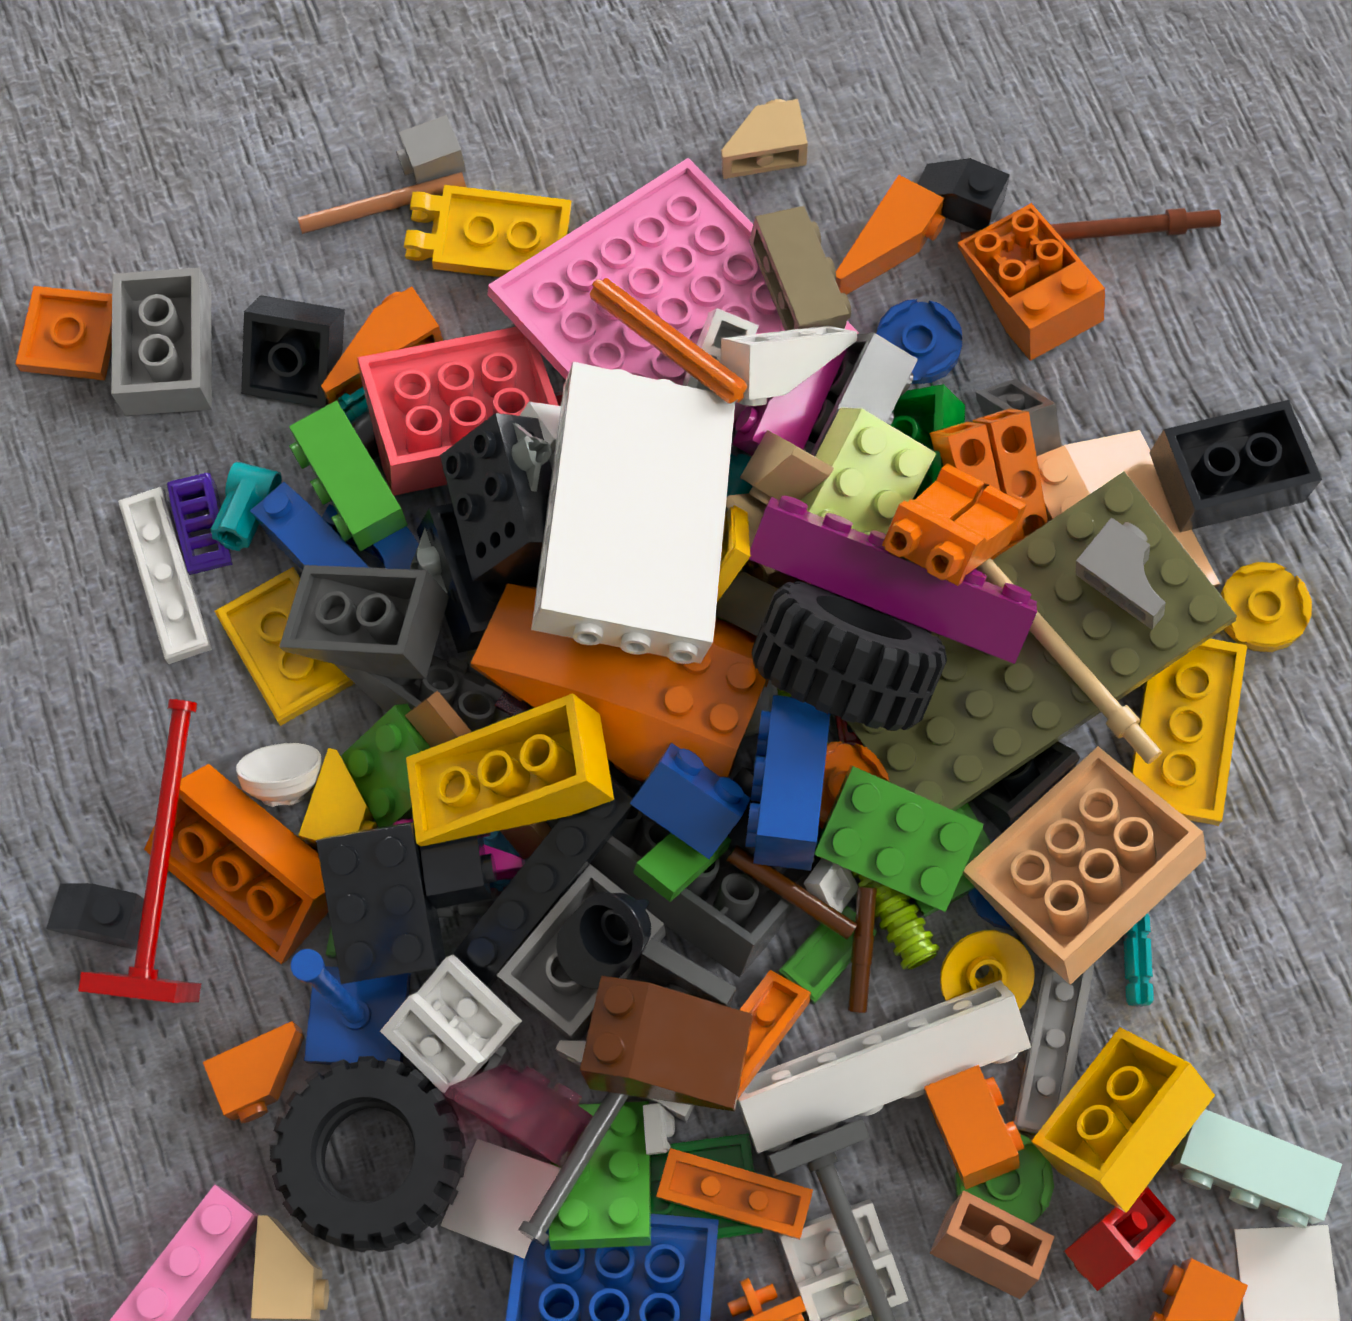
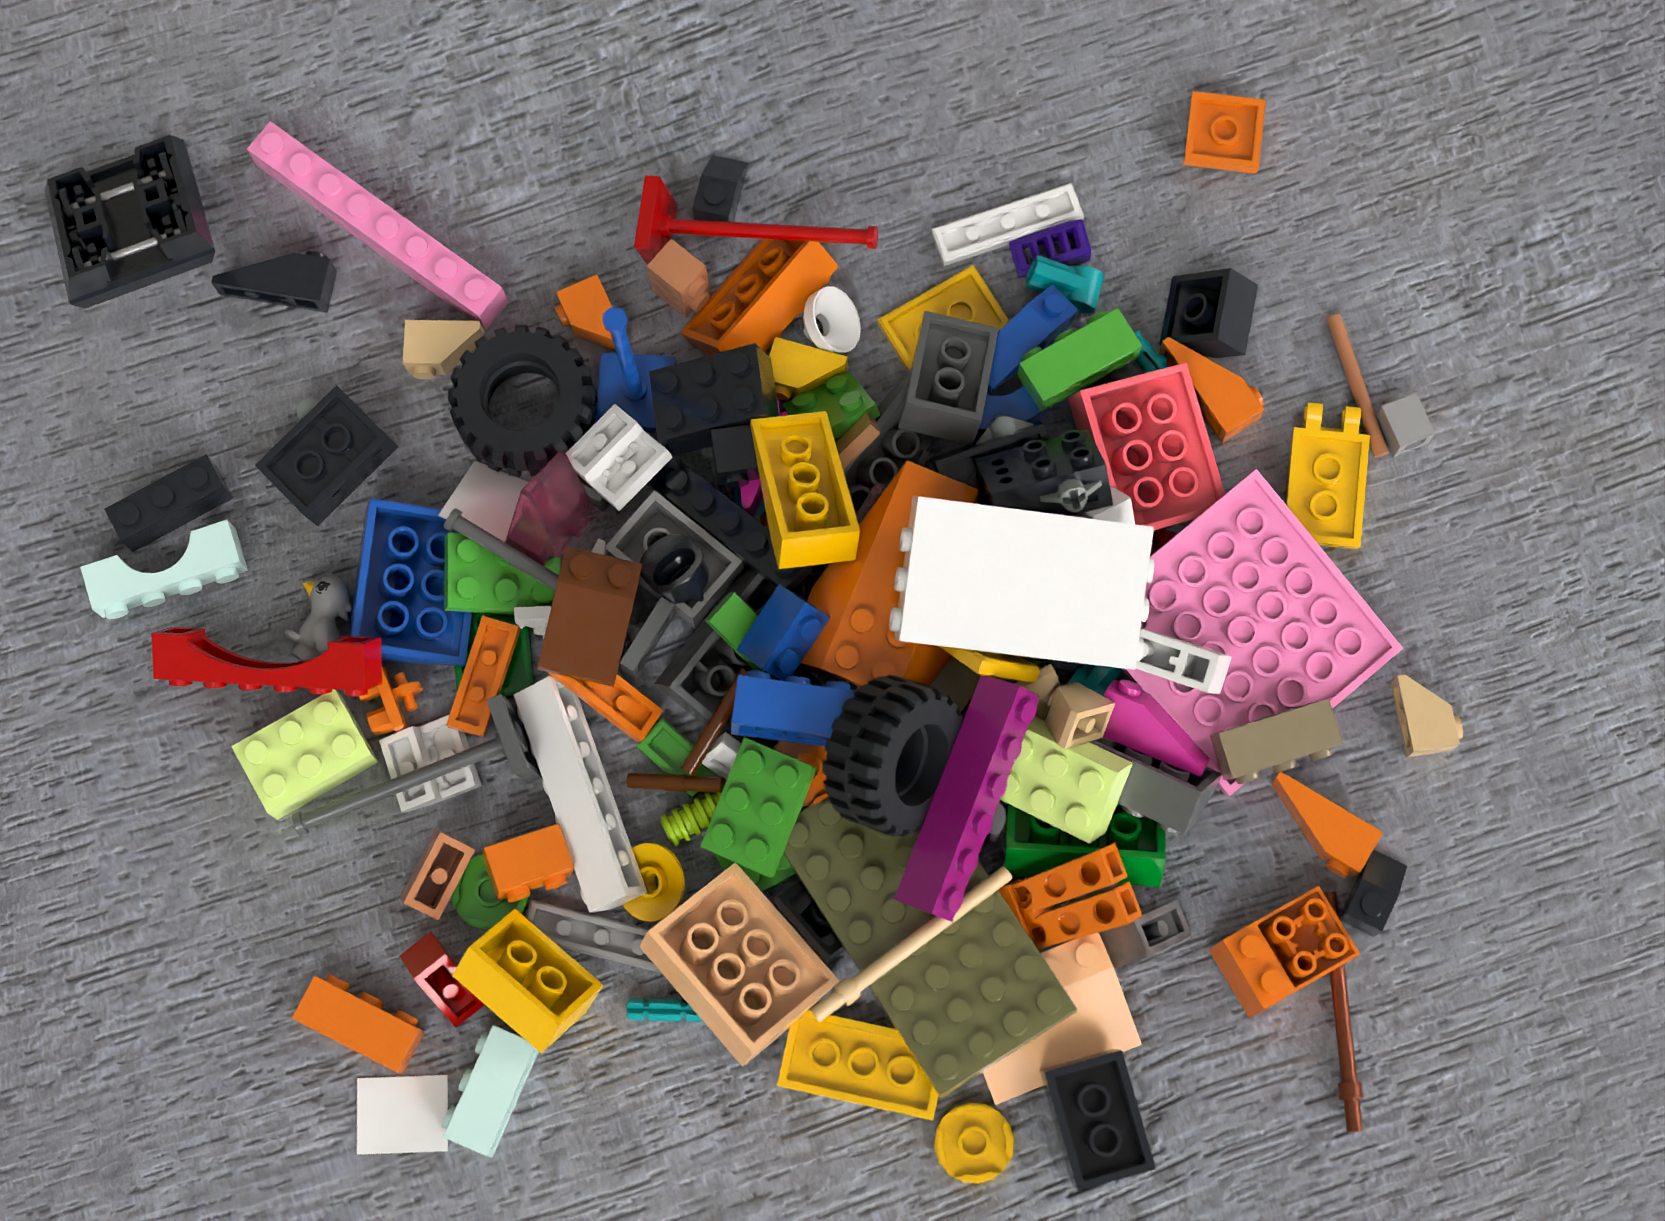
camera: 90 degrees right, 5 degrees up
(161, 341) = (1212, 206): light grey brick -> none
(216, 953) = (679, 279): none -> nougat brick
(668, 341) = (1193, 615): orange axle -> none
(782, 359) = (1178, 712): white slope -> none
(926, 333) = (1227, 851): blue tile -> none
(948, 530) = (1010, 846): orange hips -> none
(1116, 569) = (979, 991): light grey arch -> none

